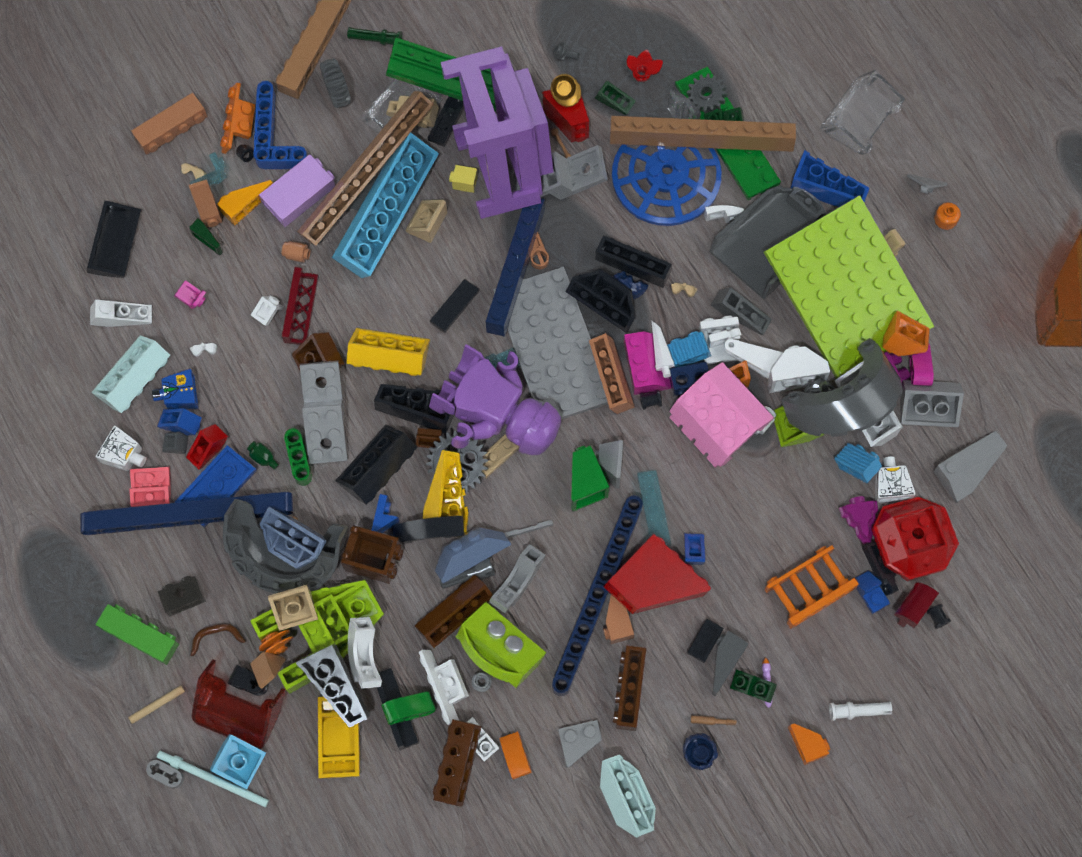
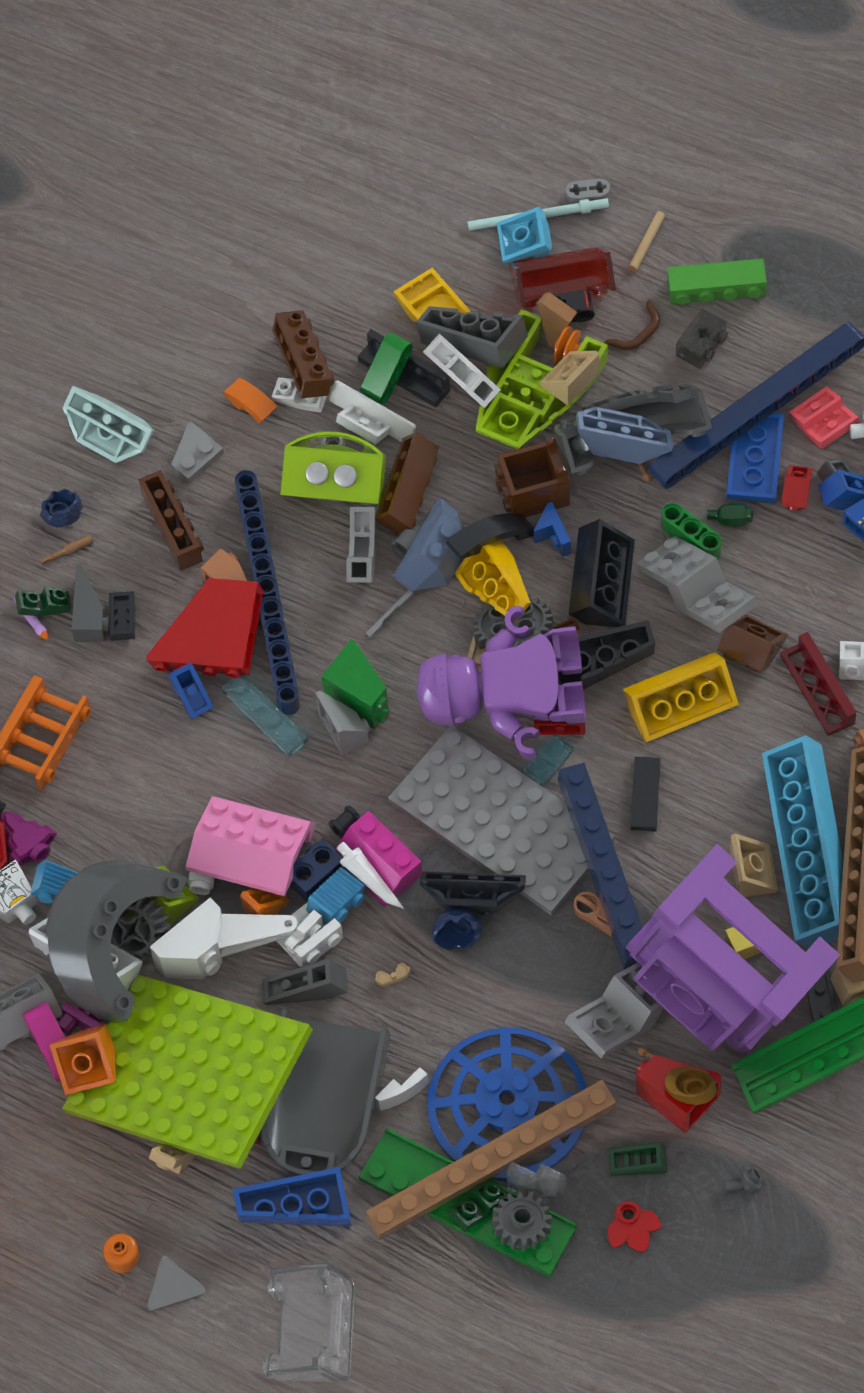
camera: 150 degrees right, 10 degrees down
(611, 373) = (407, 817): nougat brick -> none
(633, 261) = (470, 959): black brick -> none

